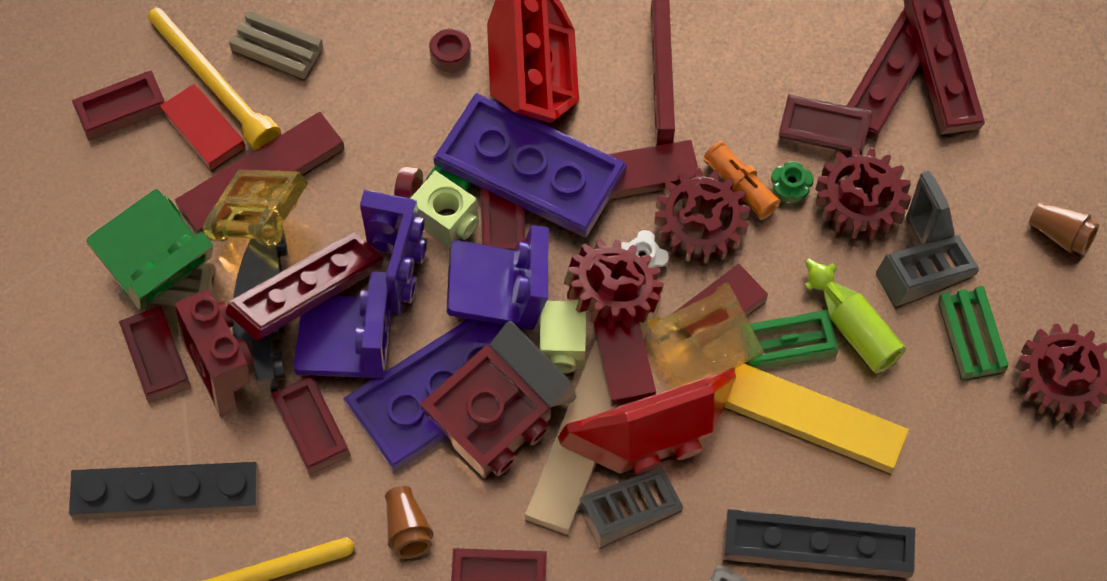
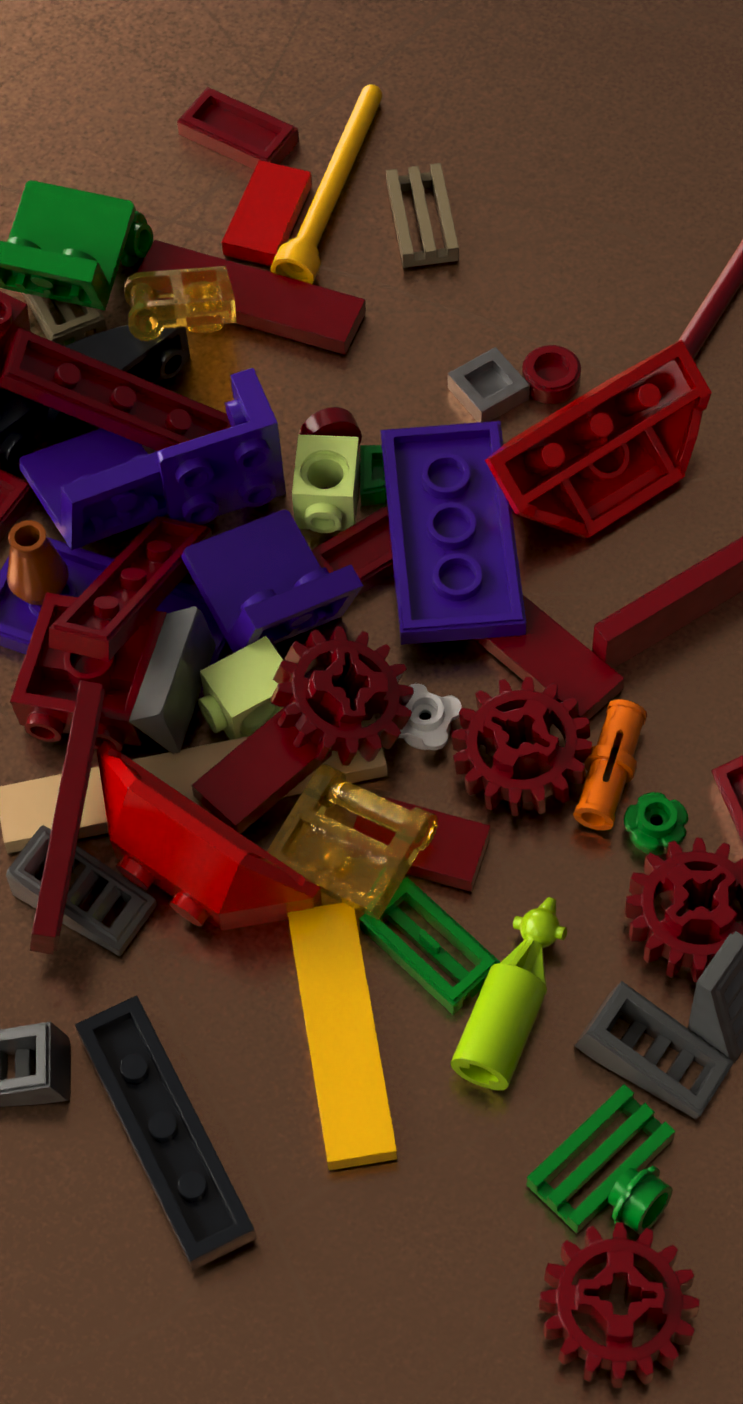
camera: 60 degrees right, 5 degrees down
(392, 401) = (34, 563): none -> dark orange cone
(433, 86) = (488, 386): none -> flat silver tile
(455, 354) = (127, 590): none -> dark red tile
(597, 476) = (67, 818): none -> dark red tile
(1013, 325) = (639, 1198): none -> green plate

